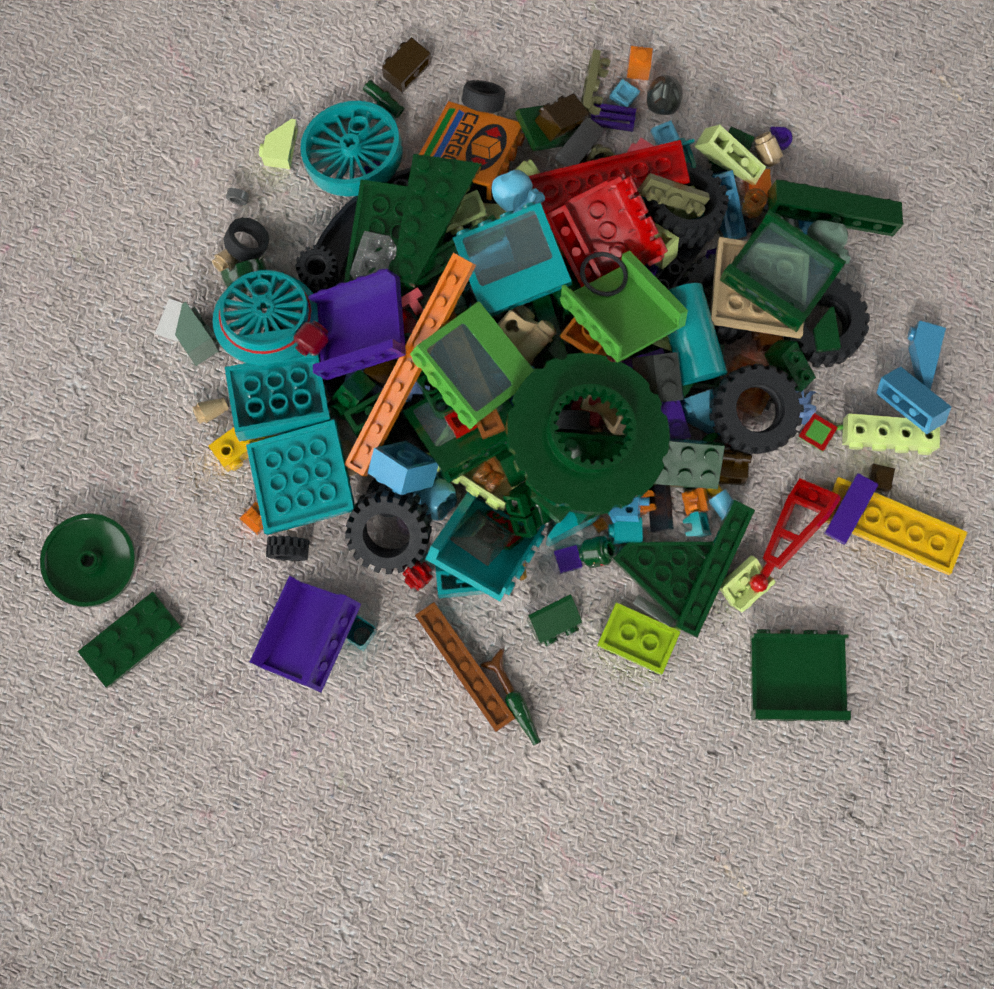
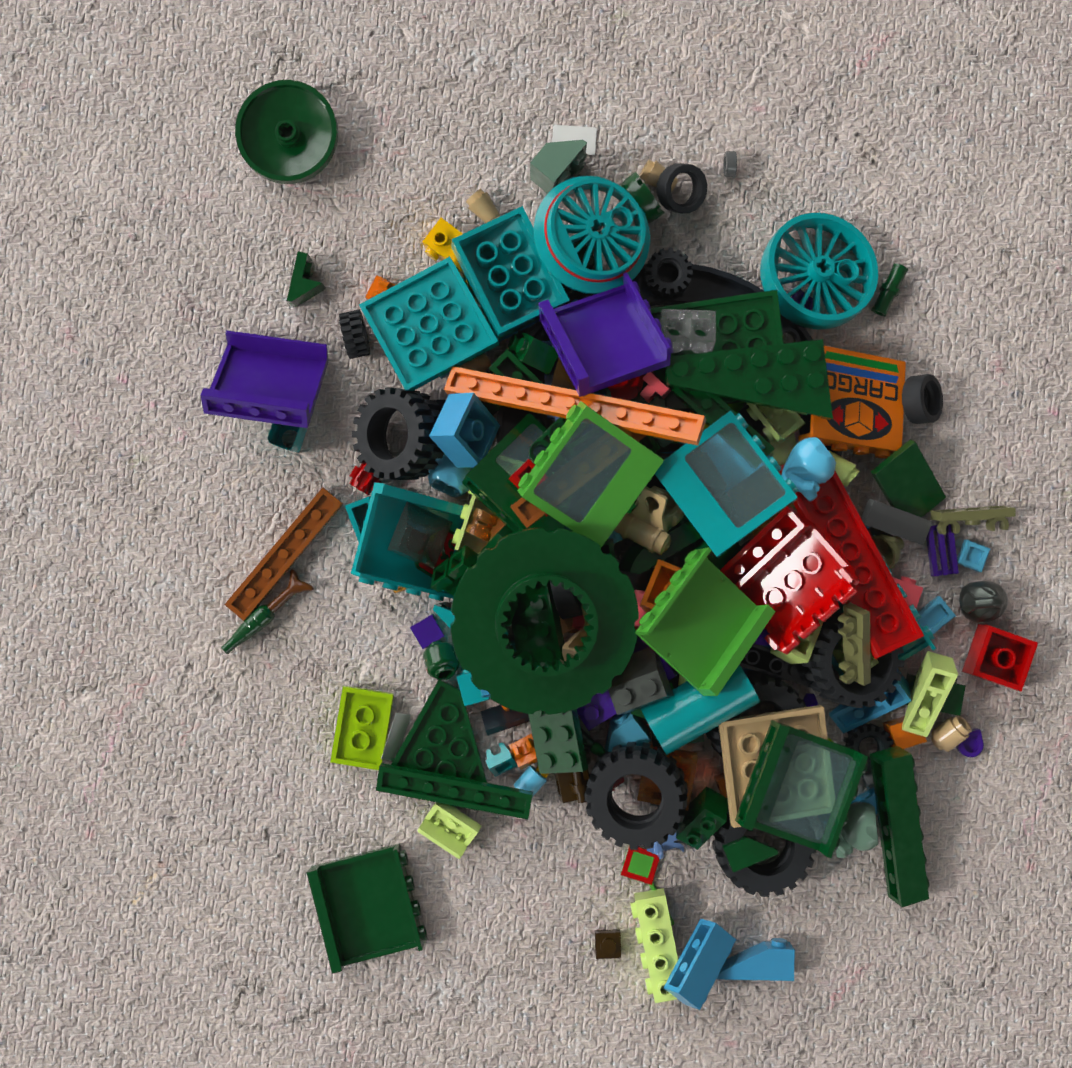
camera: 75 degrees right, 10 degrees up
(130, 640) = (221, 202): dark green plate -> none
(230, 586) = (301, 287): none -> dark green slope
(280, 145) = (802, 192): yellowish green slope -> none
(311, 338) = (576, 289): dark red head -> none
(406, 64) = (937, 303): dark brown brick -> none
(554, 621) = (354, 635): dark green slope -> none
(561, 116) = (921, 493): dark brown brick -> none
(598, 292) = (763, 592): black tyre -> none
(639, 63) = (1014, 563): orange brick -> none
(714, 94) = (1000, 657): none -> red brick
(750, 206) = (875, 730): clear orange wheel -> none
(810, 497) = (562, 875): red plate -> none
(851, 509) = (561, 921): dark purple tile -> none
(906, 531) = (557, 970): yellow plate -> none

